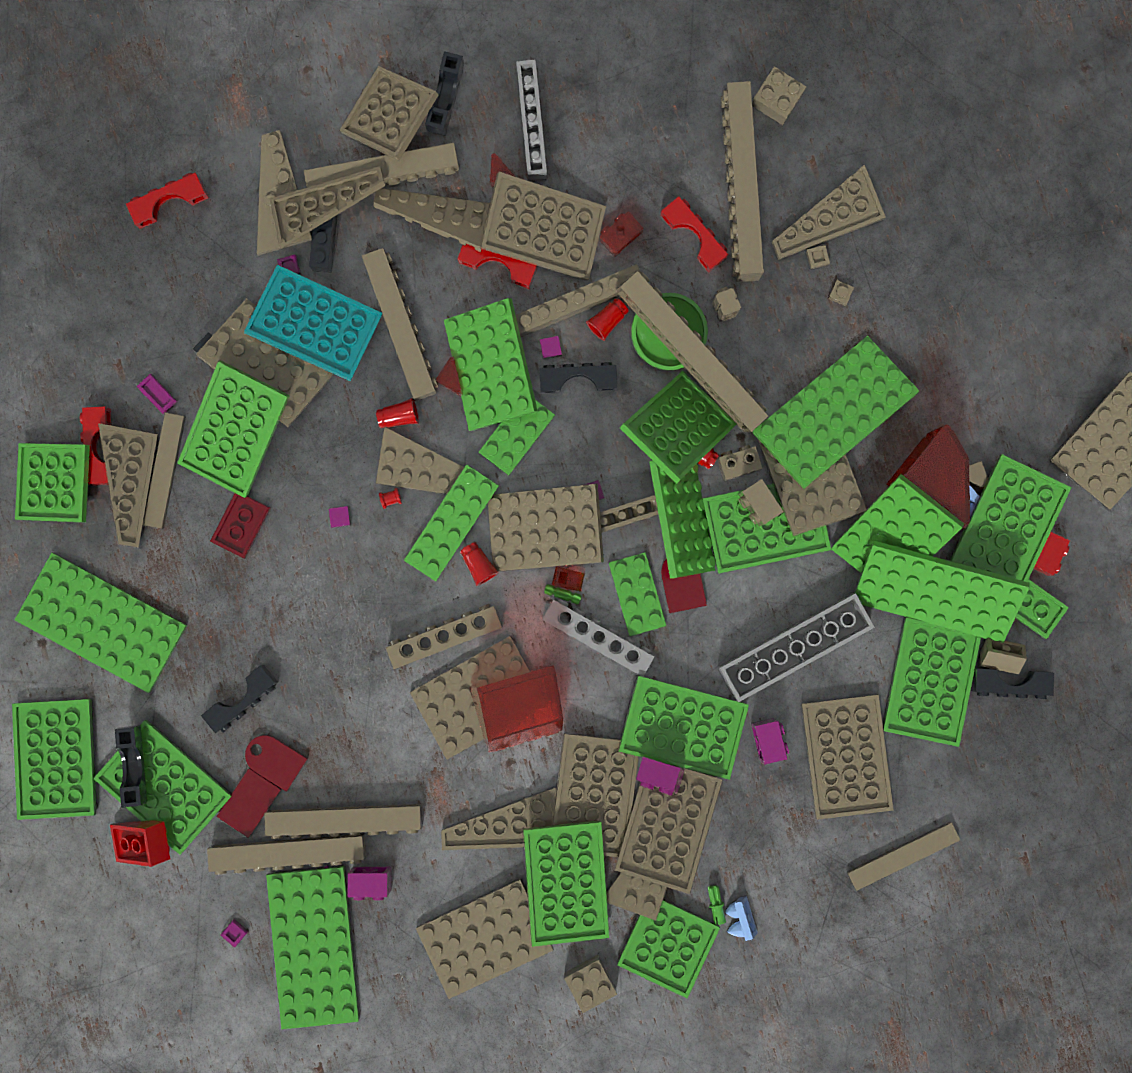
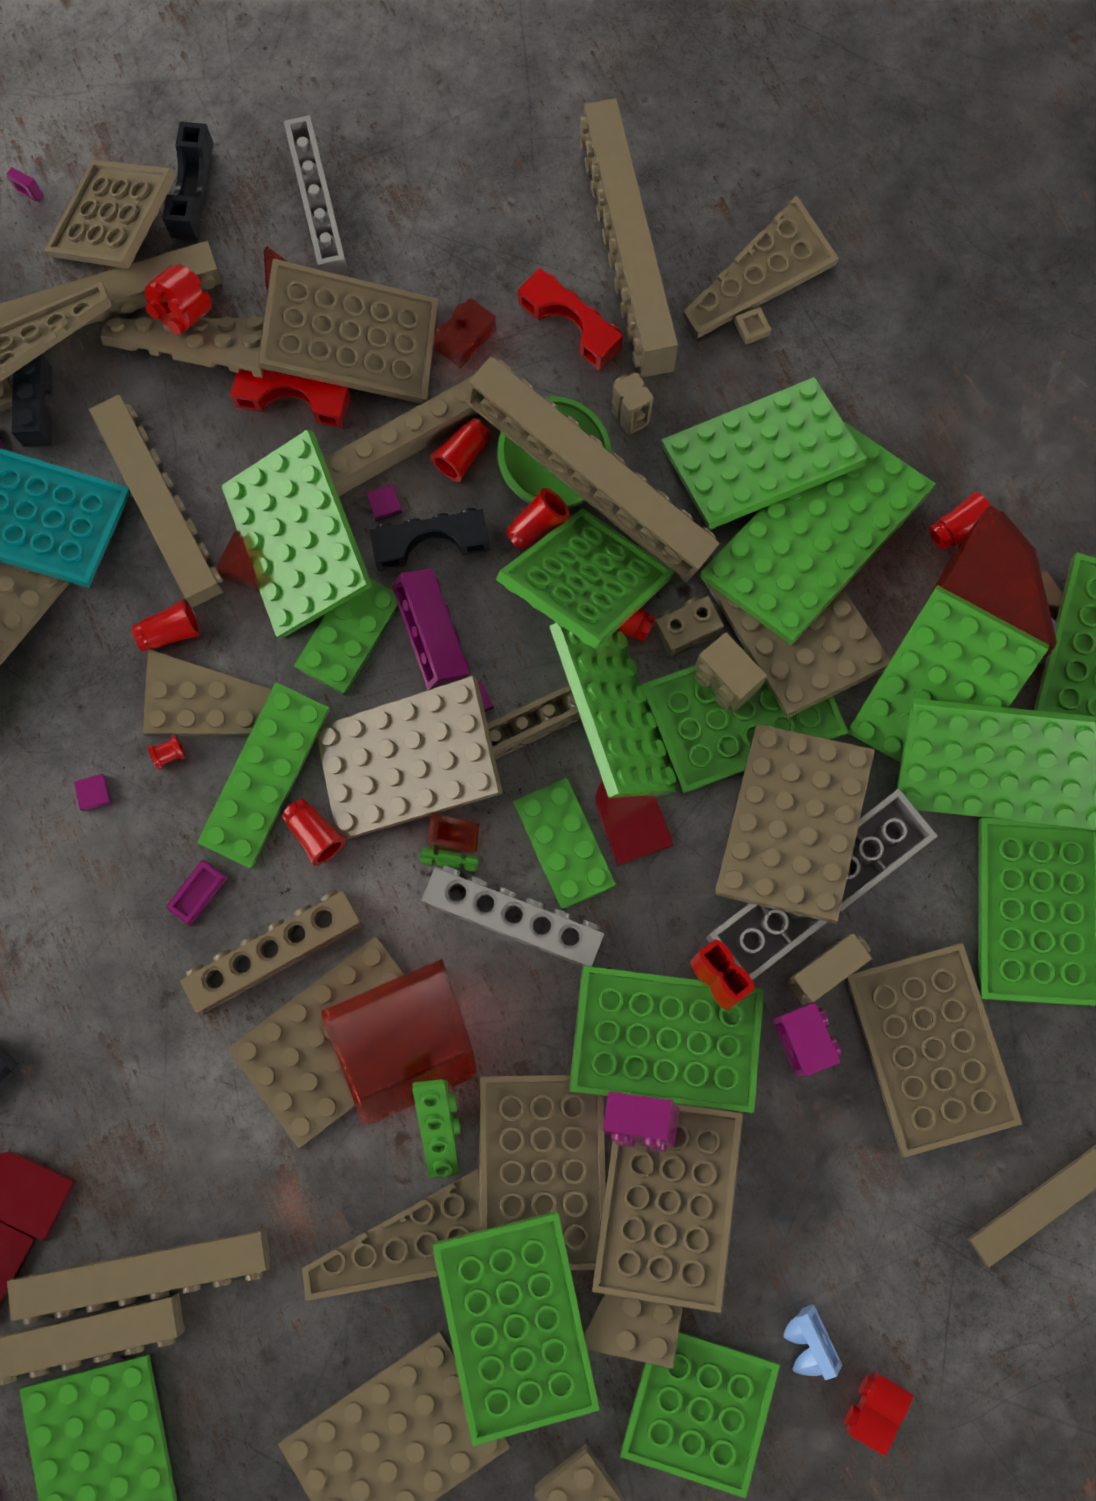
camera: 10 degrees left, 10 degrees down
(329, 78) = (24, 184): none -> magenta tile
(369, 882) = (190, 1375): magenta brick -> none
(399, 591) = (196, 892): none -> magenta tile
(429, 187) = (177, 298): none -> red brick
(535, 760) = (438, 1126): none -> bright green bracket
(570, 441) = (430, 628): none -> magenta brick
(652, 377) = (538, 519): none -> red plant
(716, 905) = (767, 1326): bright green axle -> none
(725, 698) = (727, 980): none -> red brick
(774, 962) = (878, 1412): none -> red brick
(778, 95) = (659, 123): dark tan brick -> none
(786, 605) = (795, 823): none -> dark tan plate
(791, 699) = (829, 968): none -> dark tan brick
(808, 351) = (763, 453): none -> bright green plate
(841, 293) = (794, 369): dark tan plate -> none
(932, 418) = (956, 524): none -> red plant

